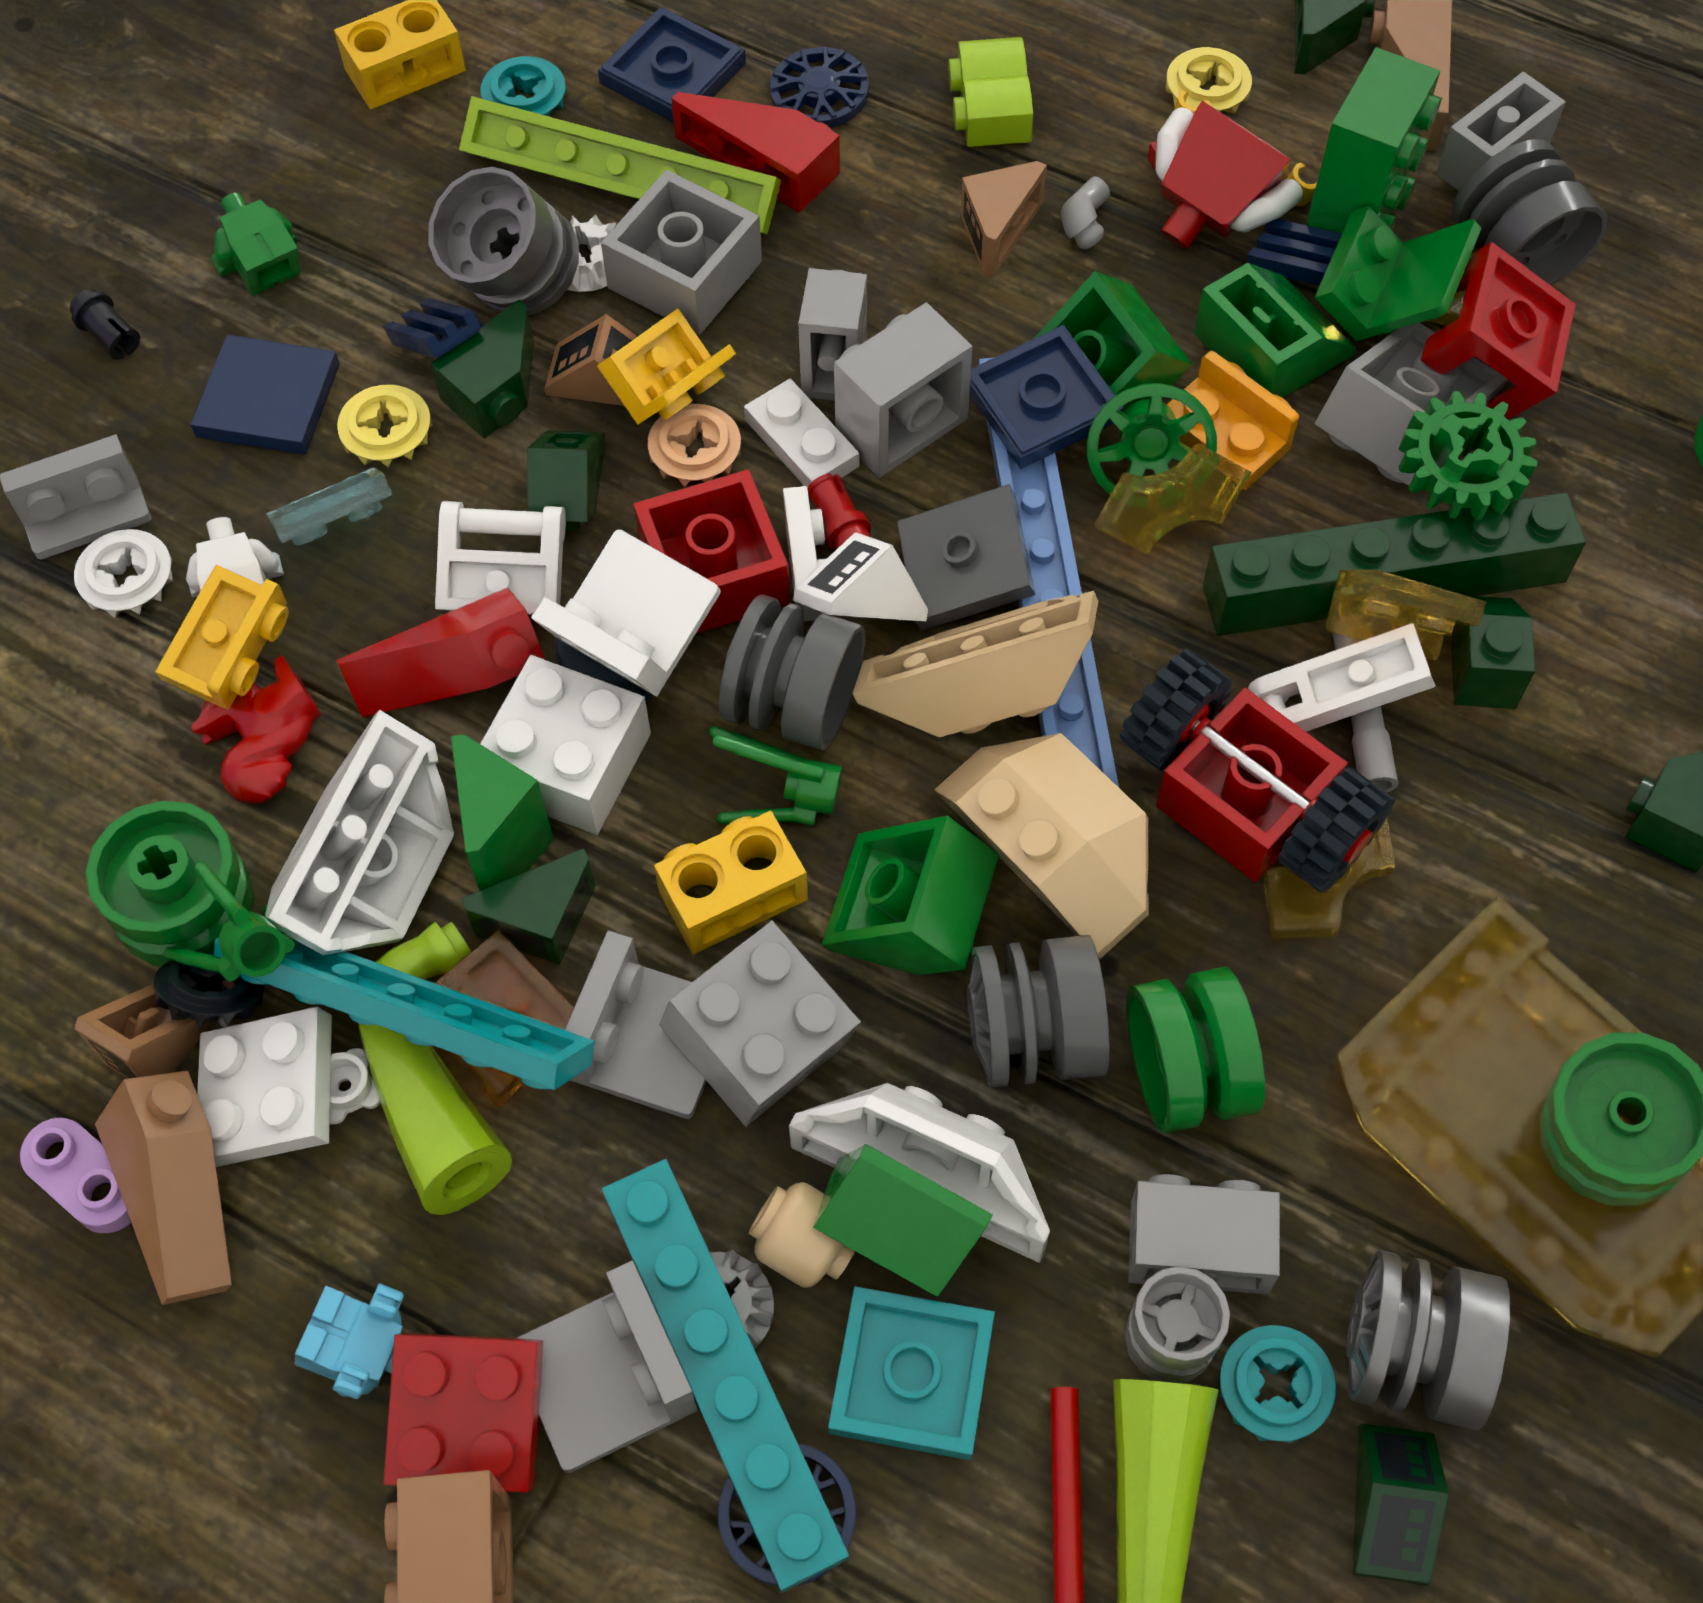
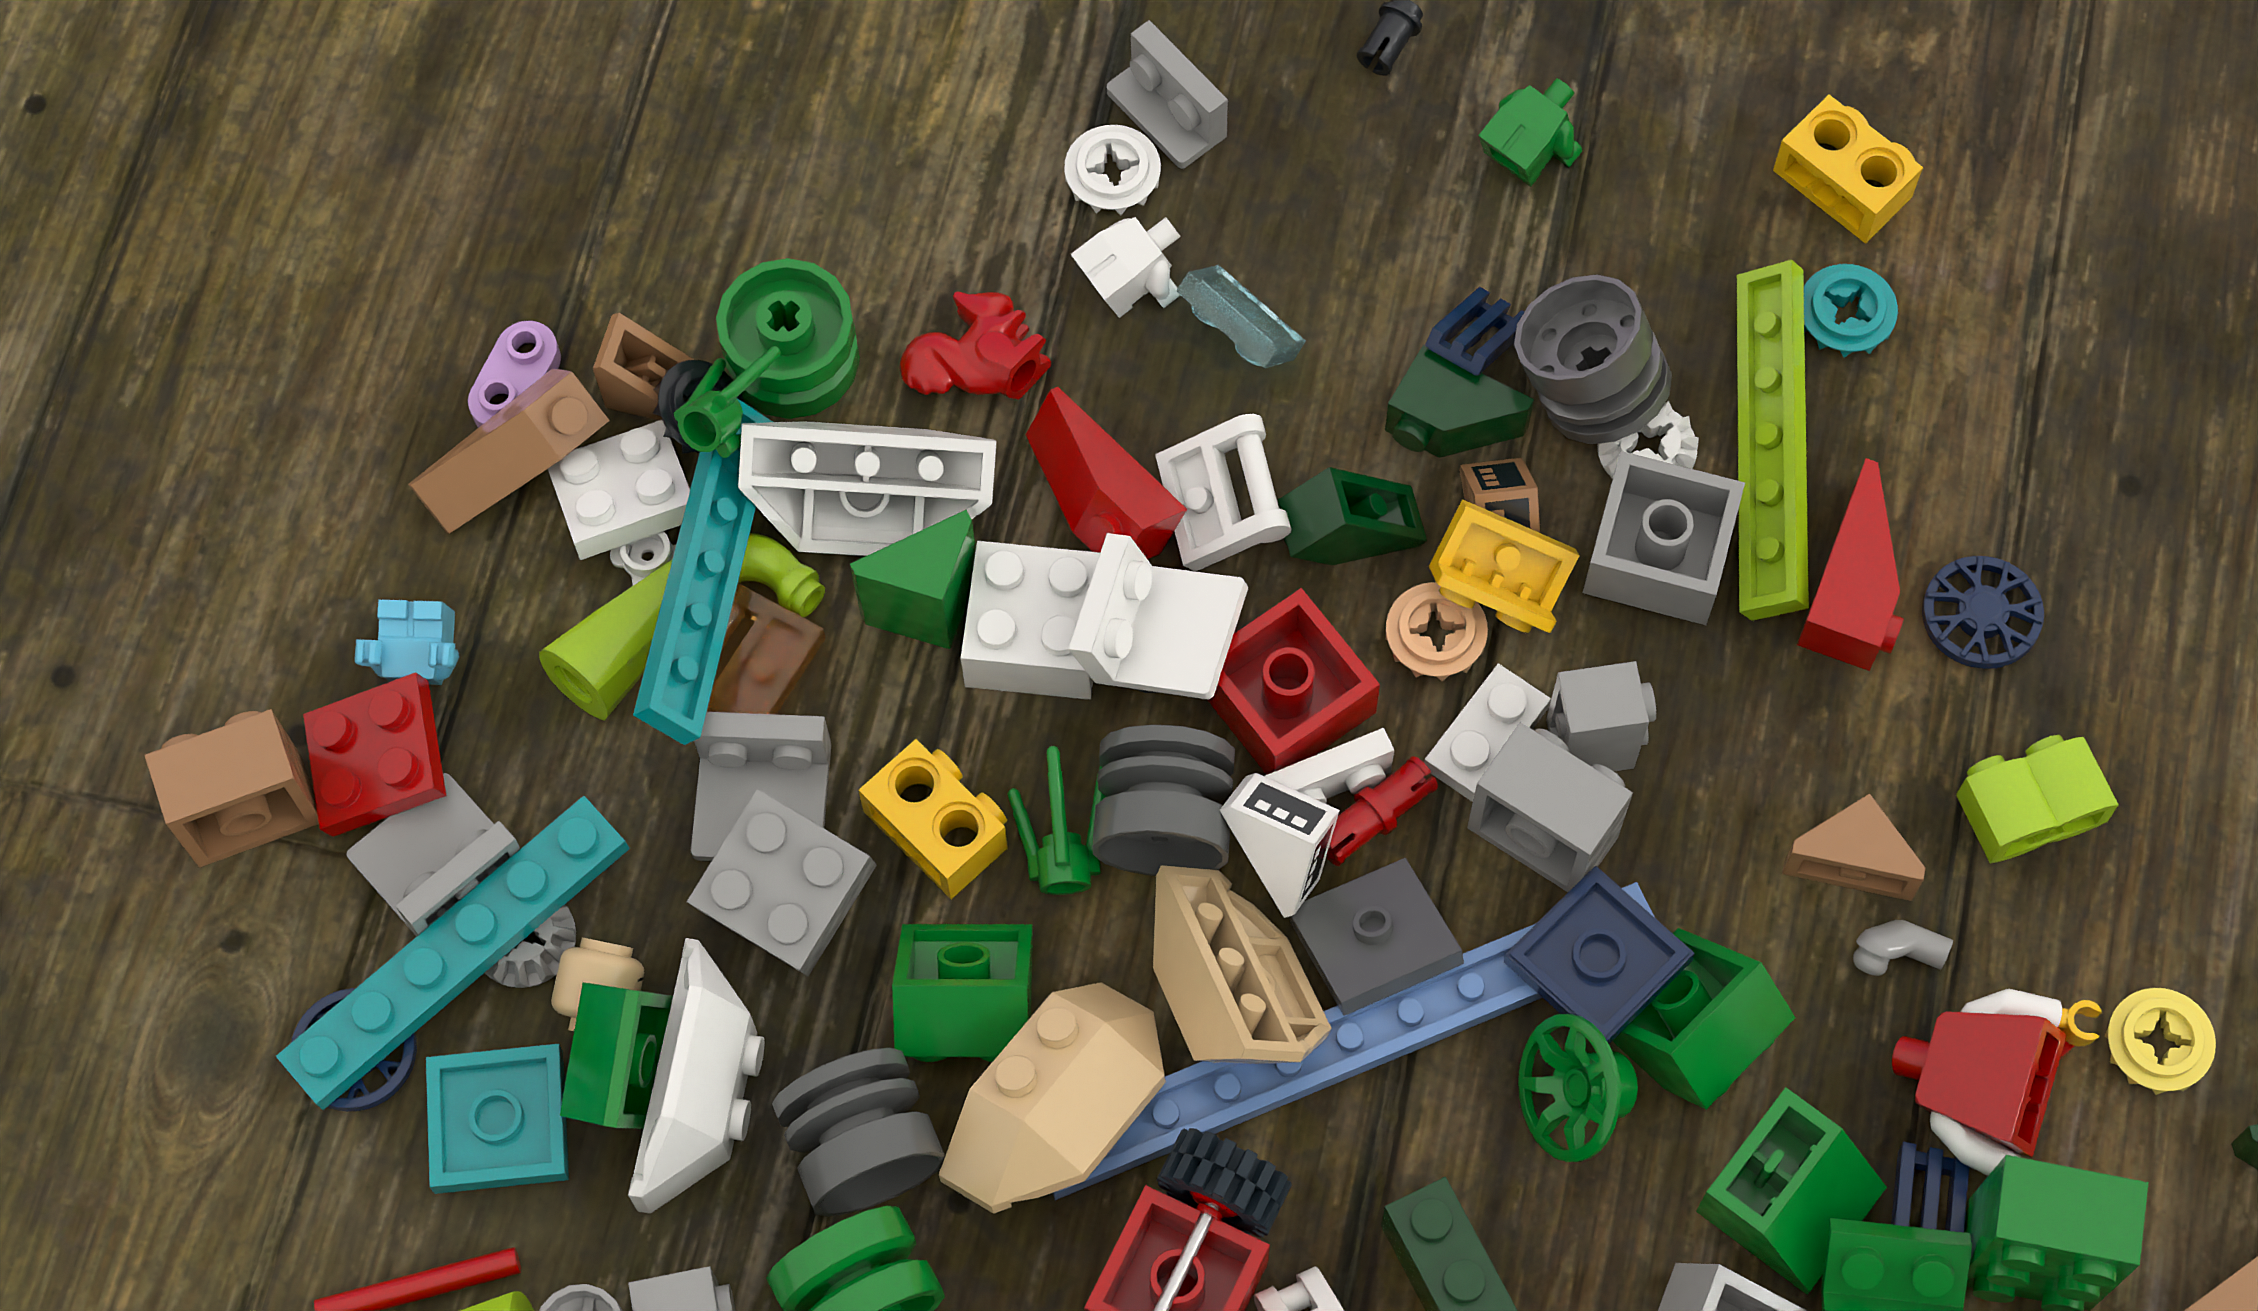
camera: 75 degrees right, 5 degrees up
(224, 636) = (1037, 280): yellow bracket -> none
(265, 394) = (1362, 211): dark blue tile -> none
(363, 416) = (1369, 310): light yellow gear -> none
(537, 907) = (856, 657): dark green slope -> none
(670, 58) = (1950, 448): dark blue tile -> none
(1193, 490) = (1538, 1151): clear yellow tile -> none
(1249, 420) = (1651, 1173): light orange bracket -> none

